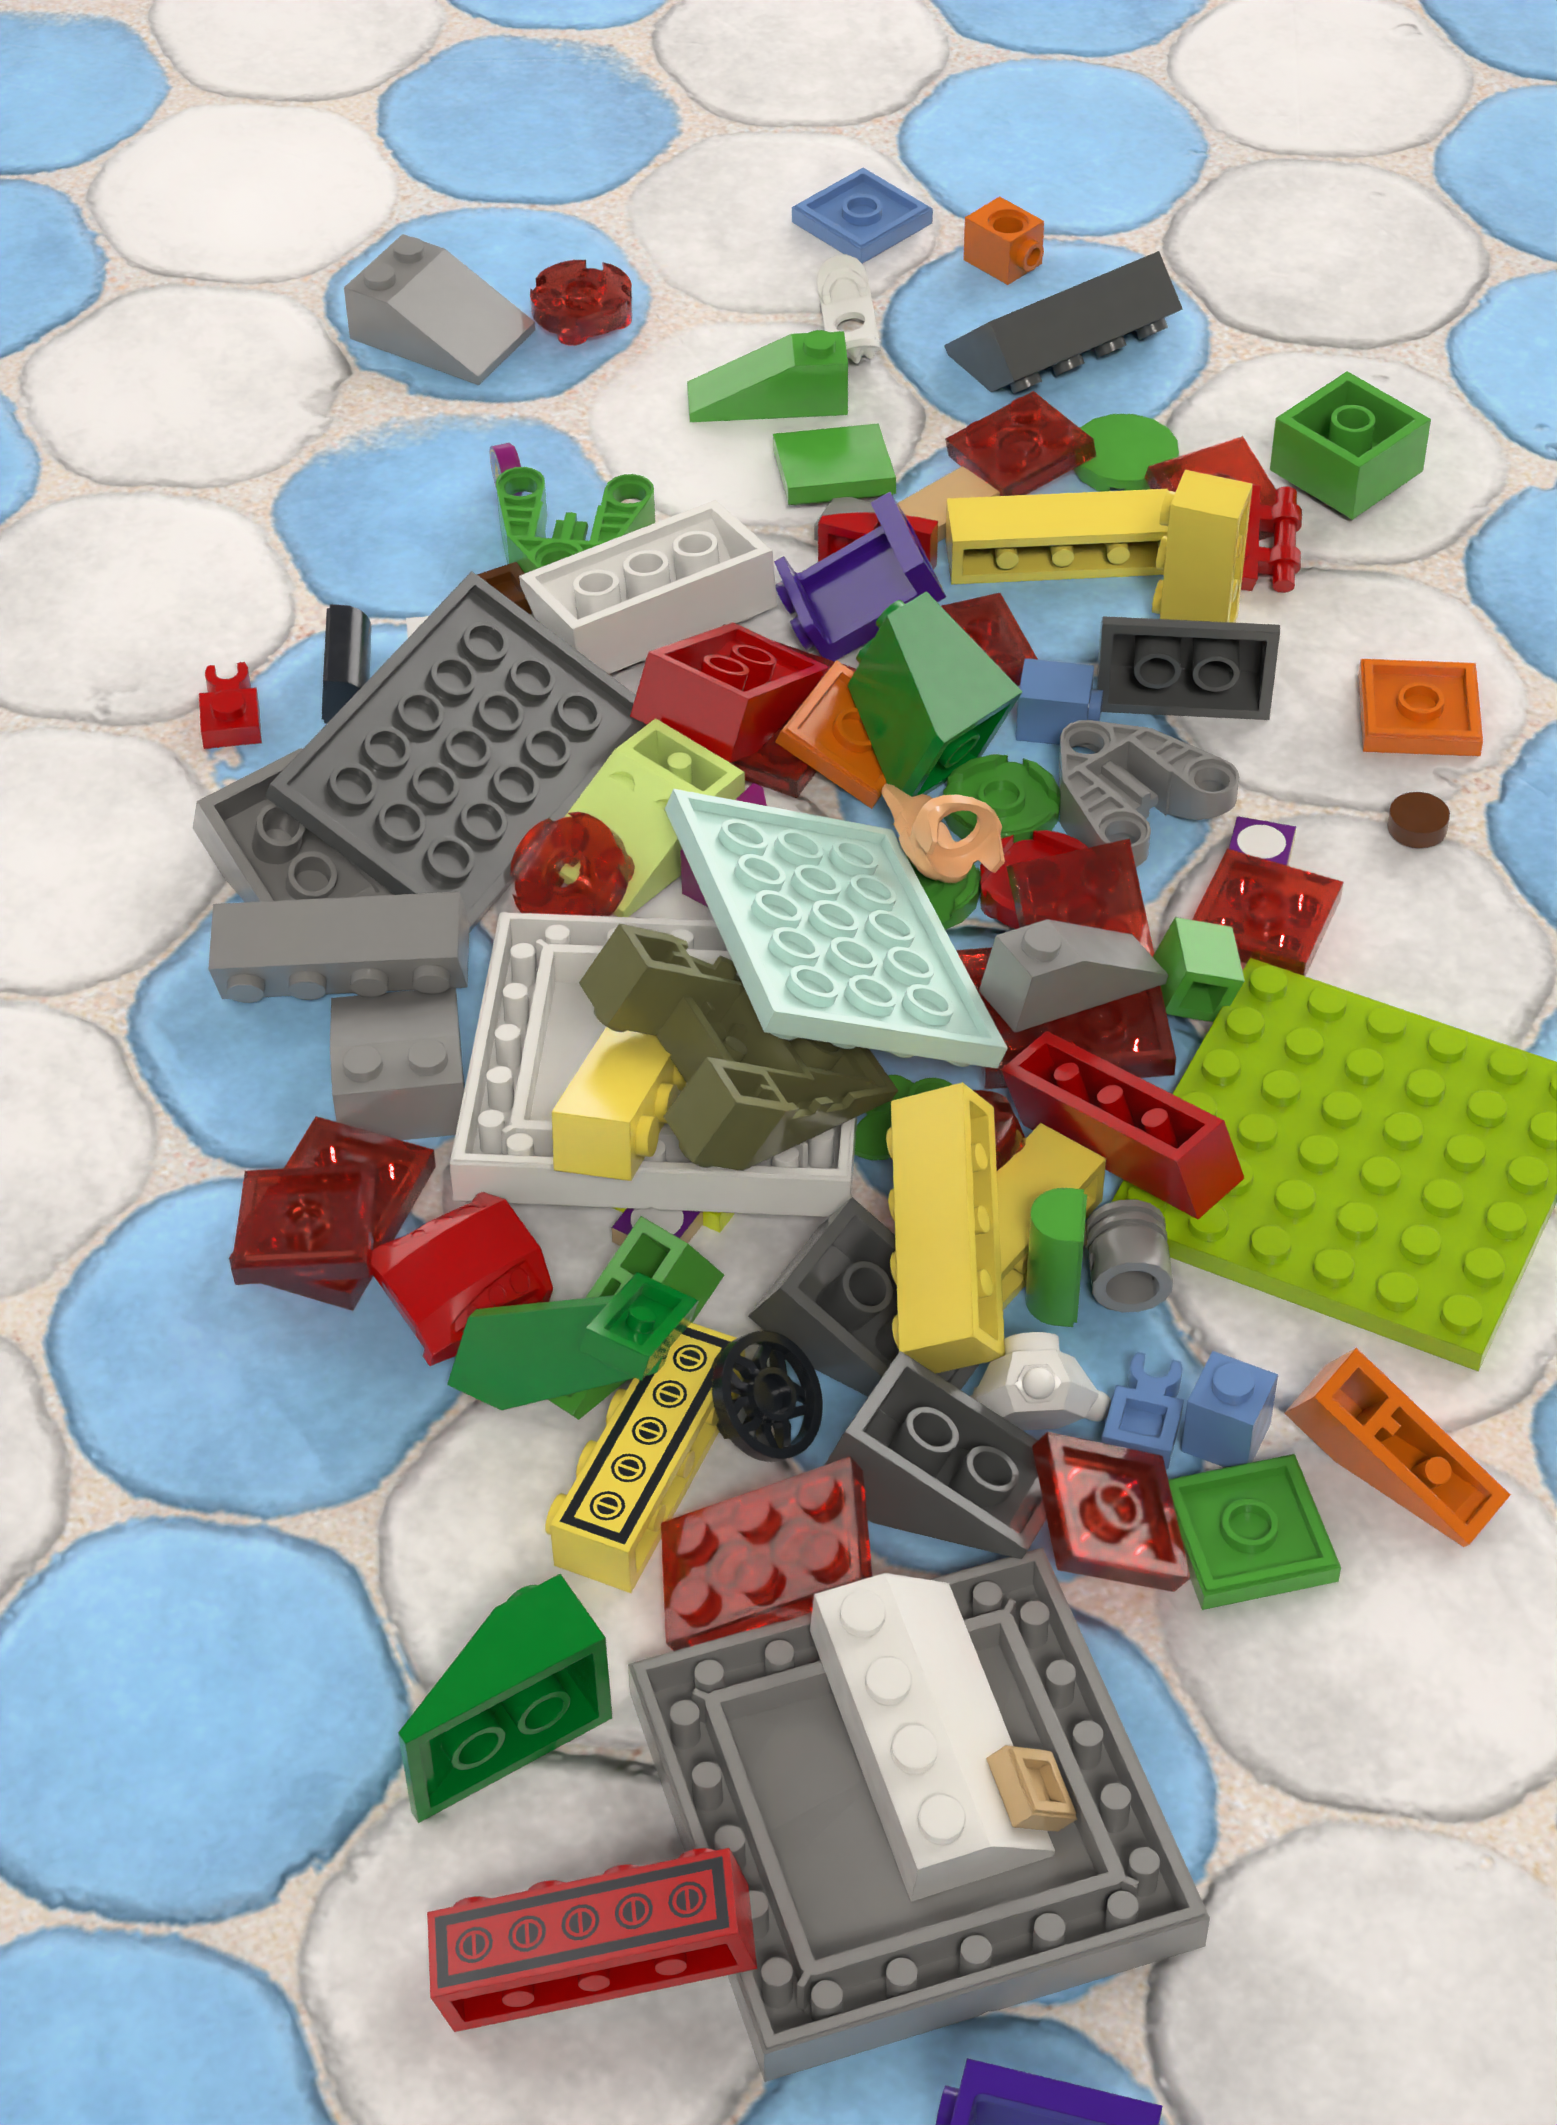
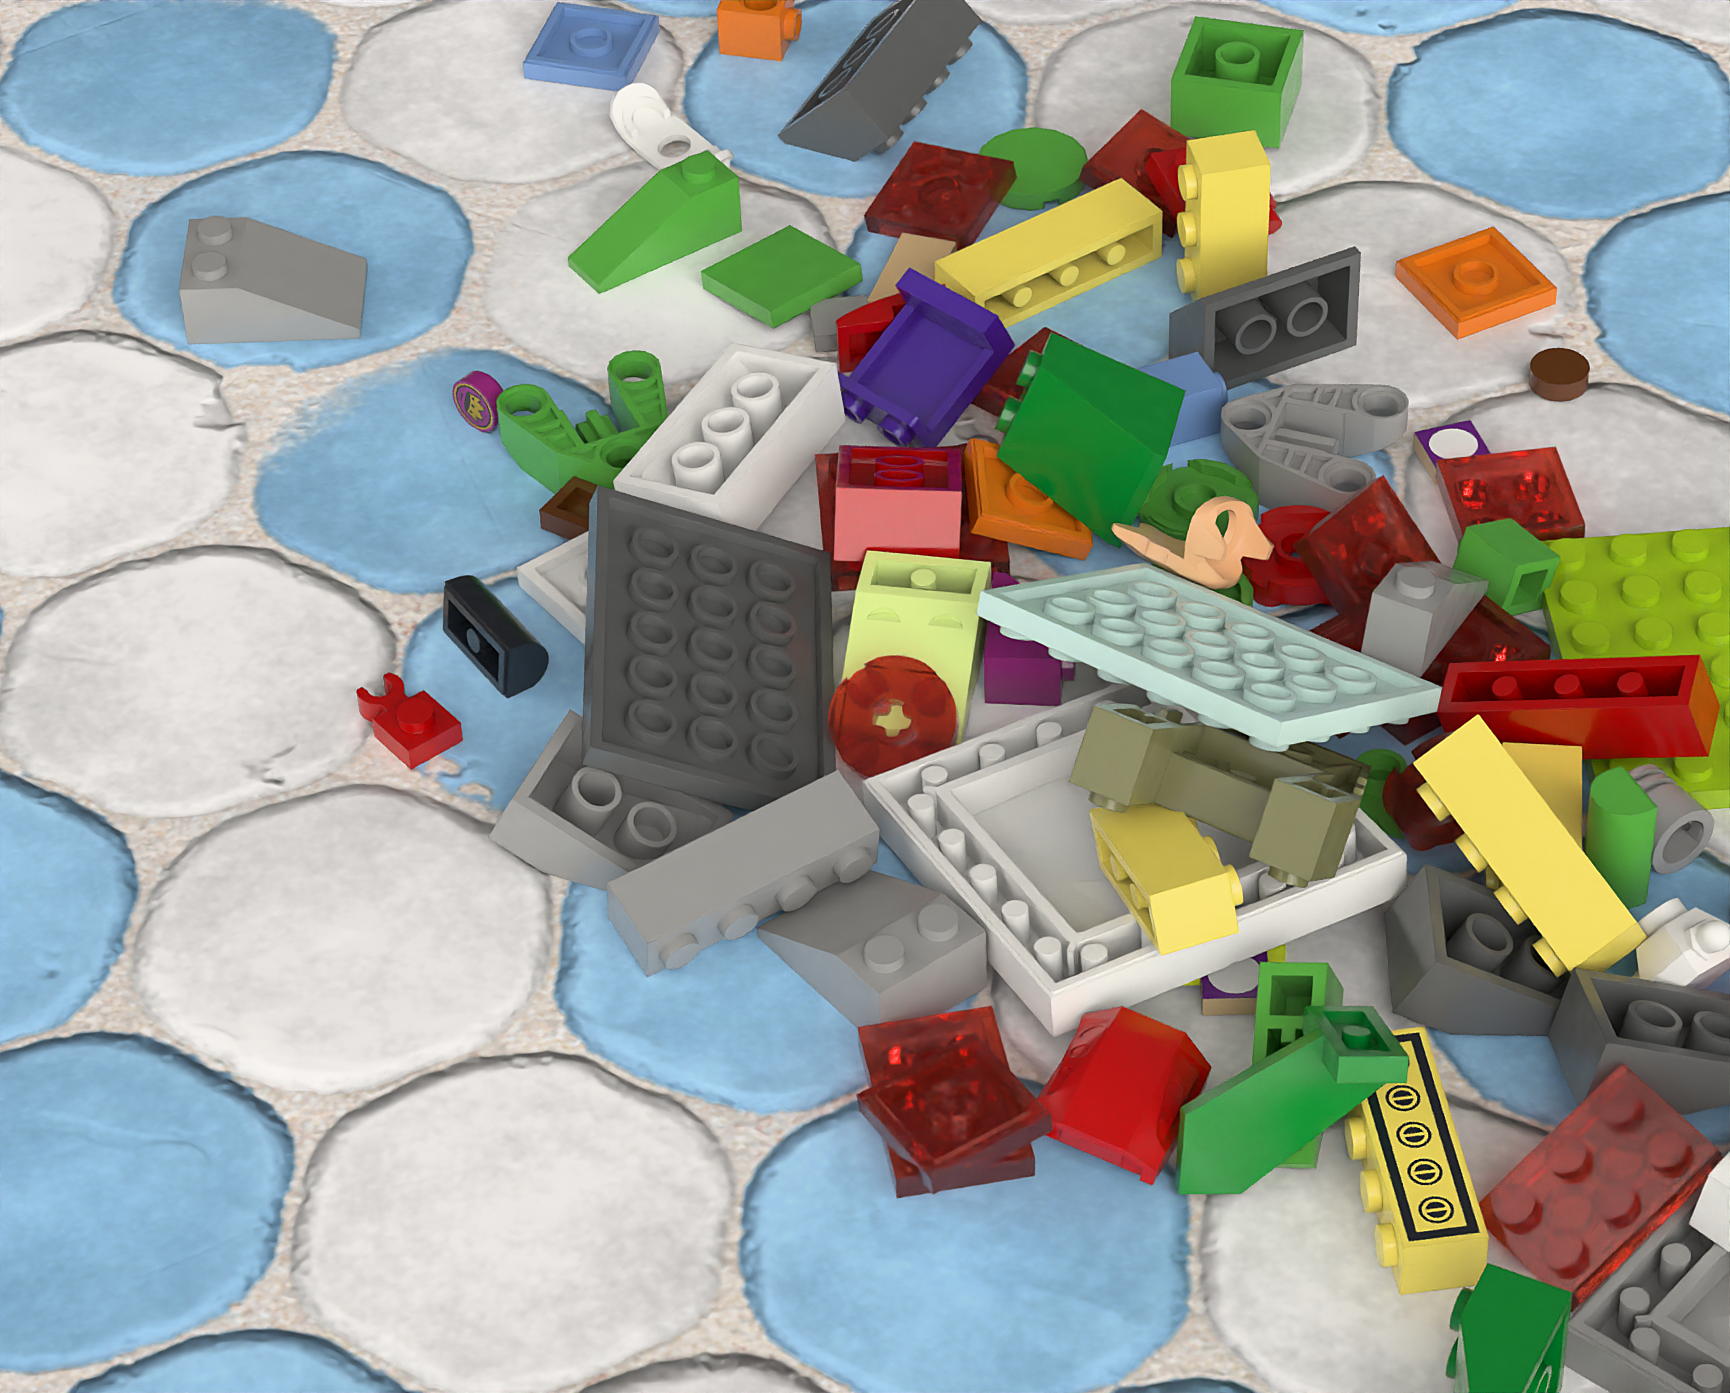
camera: 30 degrees left, 5 degrees down
(602, 303) = (398, 221): clear red plate -> none
(766, 1396) = (1474, 1065): black wheel -> none

